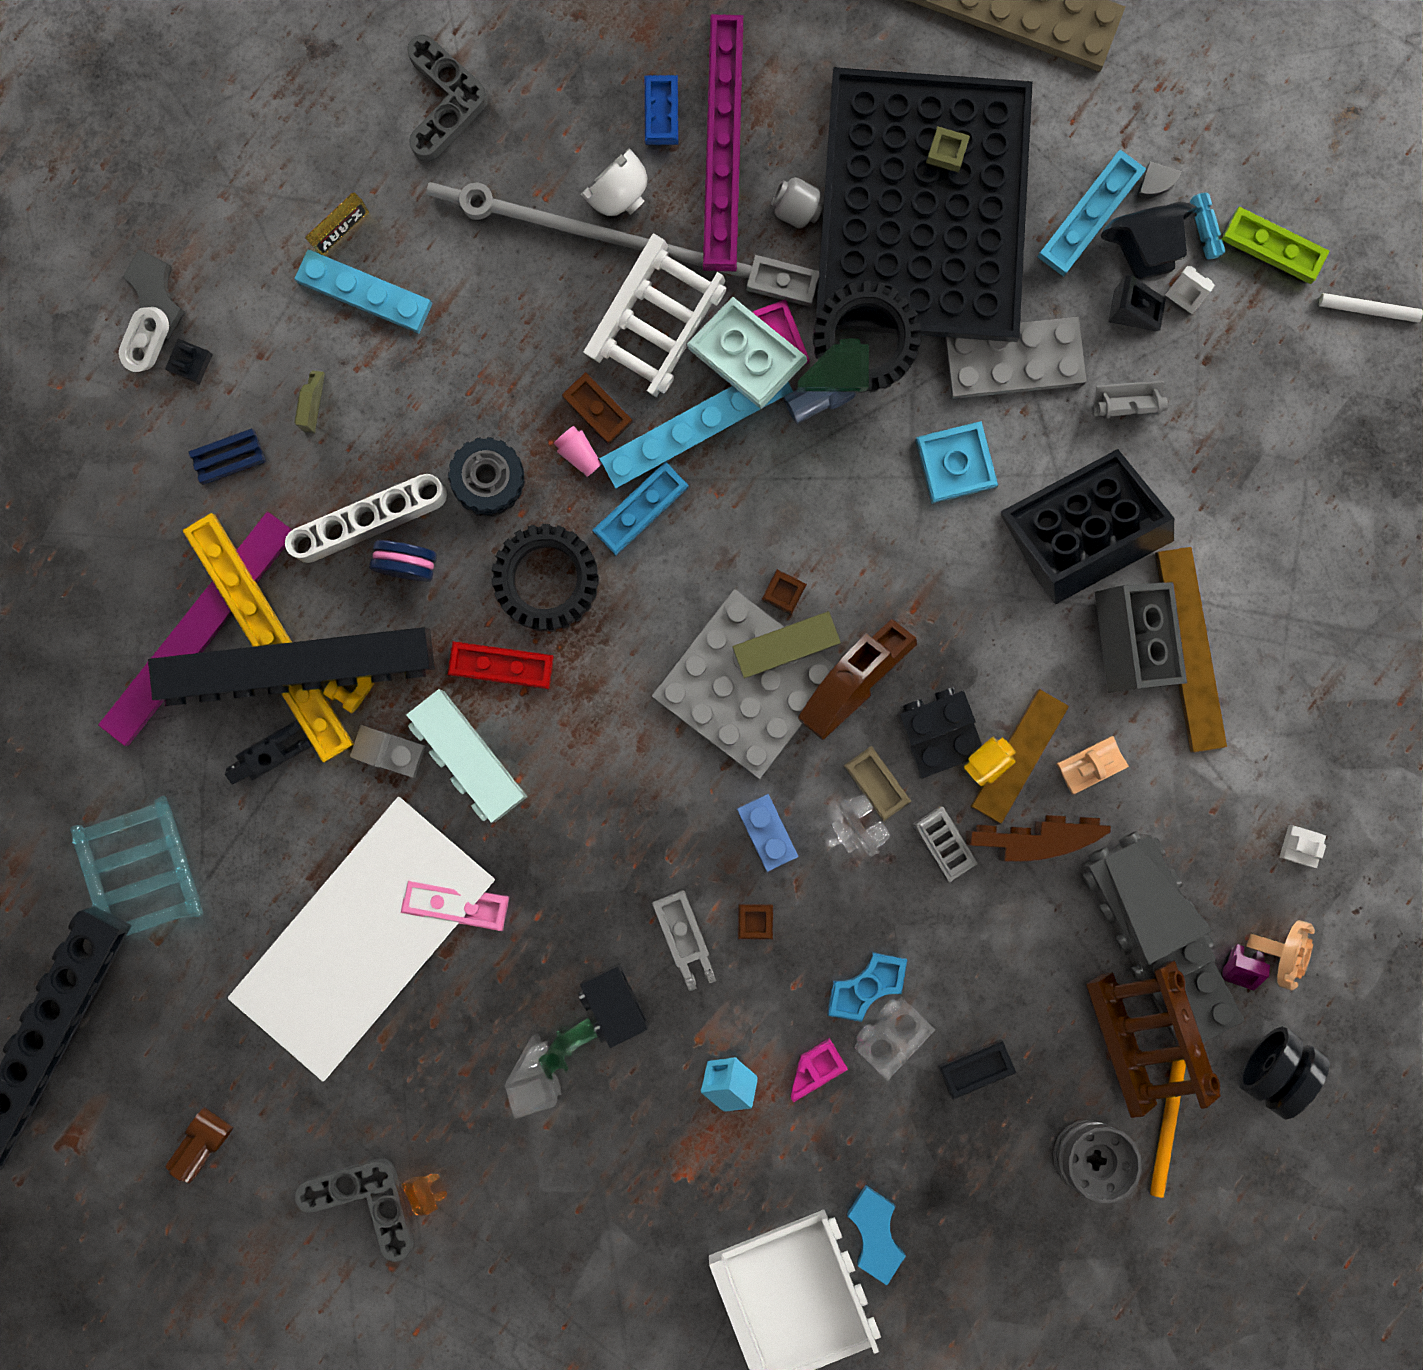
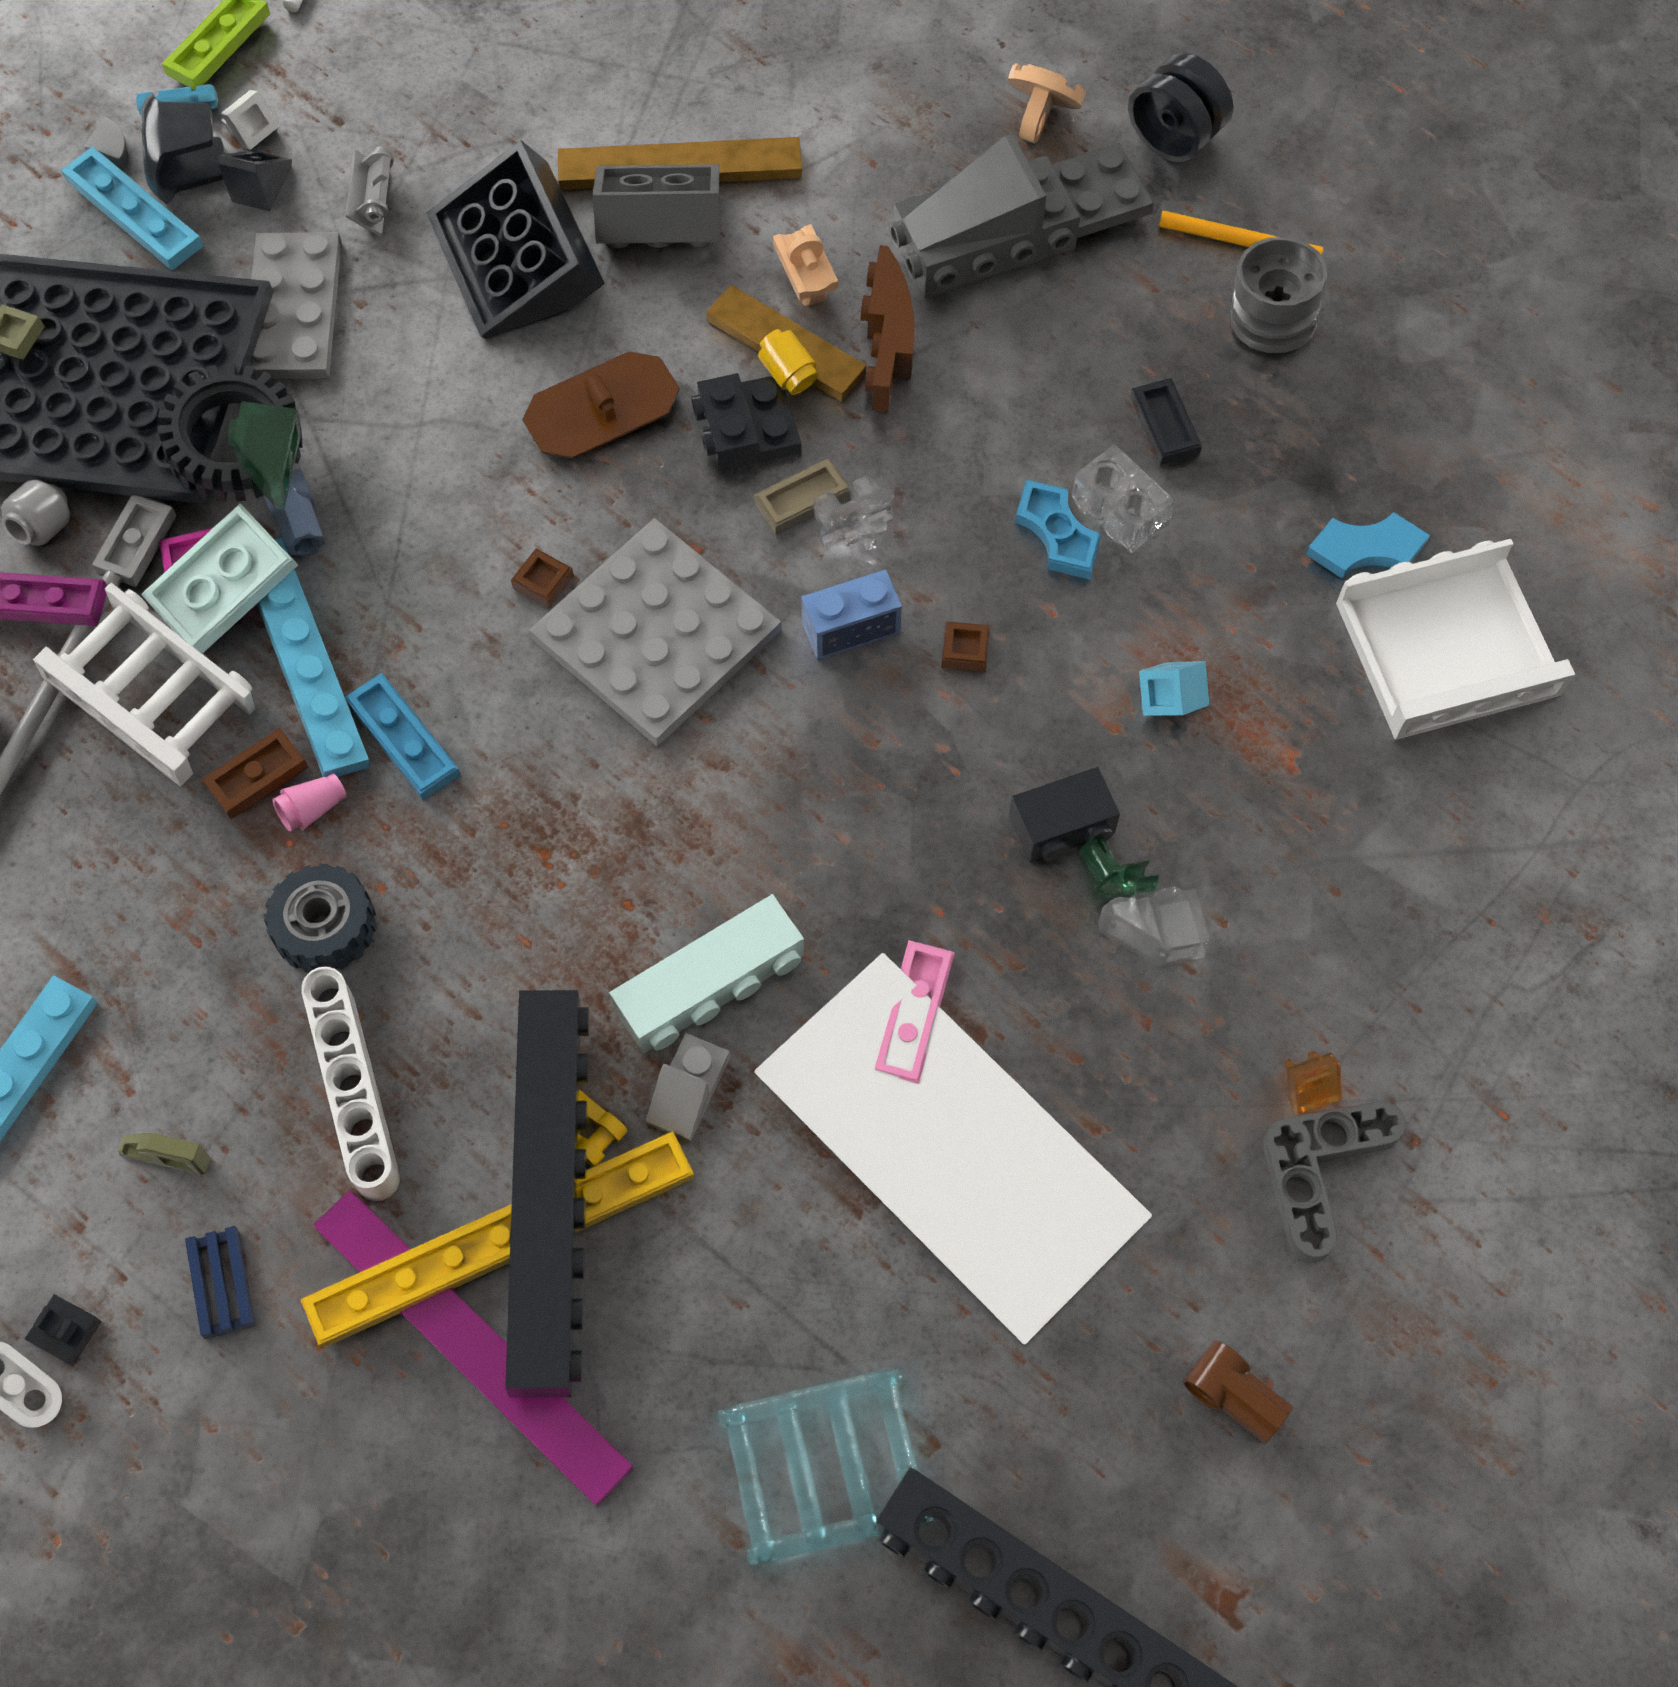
camera: 85 degrees left, 20 degrees down
(254, 764) = (672, 1251): black hinge -> none
(403, 560) = (419, 1029): dark blue head -> none
(500, 665) = (587, 927): red tile -> none
(517, 549) = (467, 806): black tyre -> none
(683, 936) = (980, 726): light grey hinge -> none
(786, 644) = (611, 568): olive tile -> none
(816, 1069) = (1158, 593): dark pink tile -> none
(853, 676) = (666, 498): reddish brown slope -> none
(930, 819) = (869, 448): light grey slope -> none
(943, 616) = (600, 404): none -> reddish brown shield
(956, 462) = (410, 377): medium azure tile -> none
(1131, 1061) = (1160, 256): reddish brown fence -> none
(1245, 970) = (1060, 139): magenta tile -> none
(1303, 846) = (923, 79): white tile -> none

